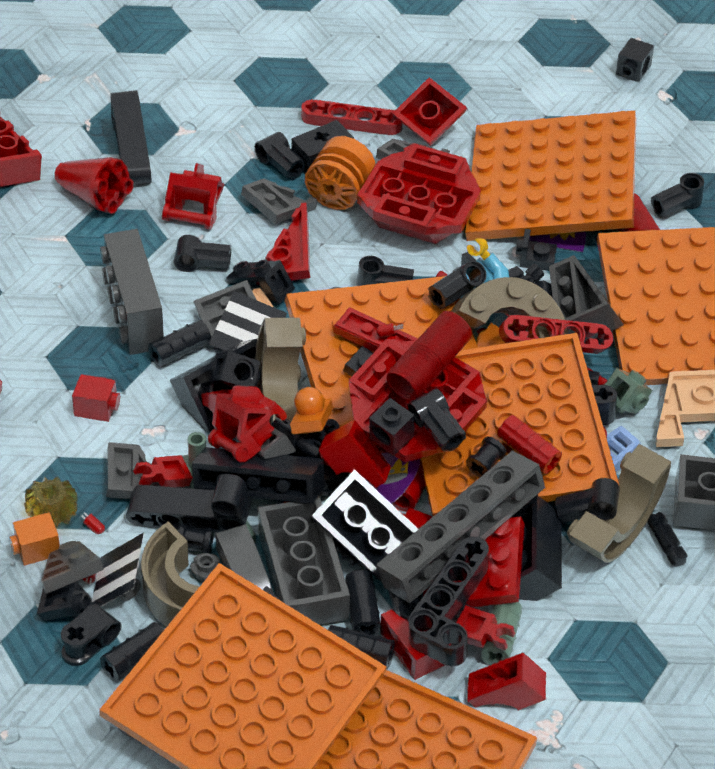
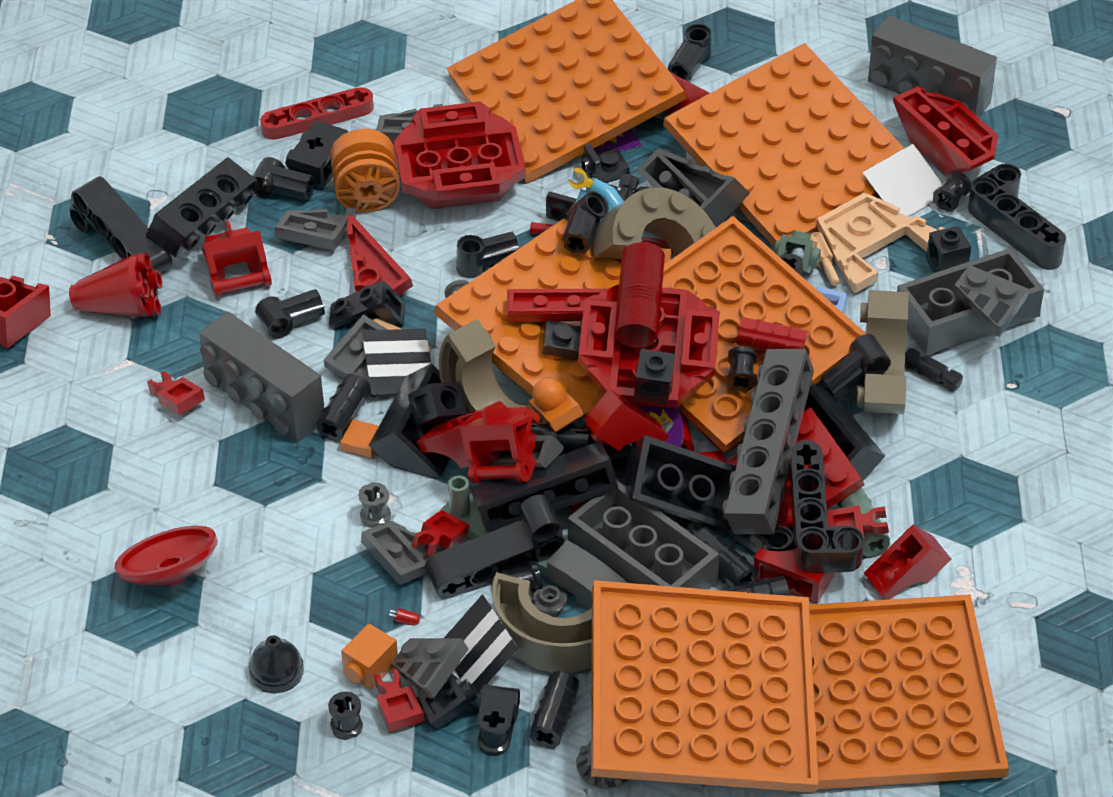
camera: 30 degrees left, 0 degrees up
(26, 586) = (397, 704): none -> red plate
(51, 497) = (350, 612): clear yellow gear -> none
(72, 277) = (176, 395): none -> red plate
(95, 398) = (308, 497): red brick -> none
(138, 431) = (371, 504): none -> dark grey bush
(170, 370) = (358, 437): none -> orange tile
(202, 144) = (201, 207): none -> black brick
(388, 329) = (564, 292): red piece -> none
(430, 111) = (399, 72): red slope -> none
(433, 413) = (694, 349): black piece -> none
(556, 327) = (706, 223): red beam -> none
(654, 405) = (825, 258): none -> light nougat axle

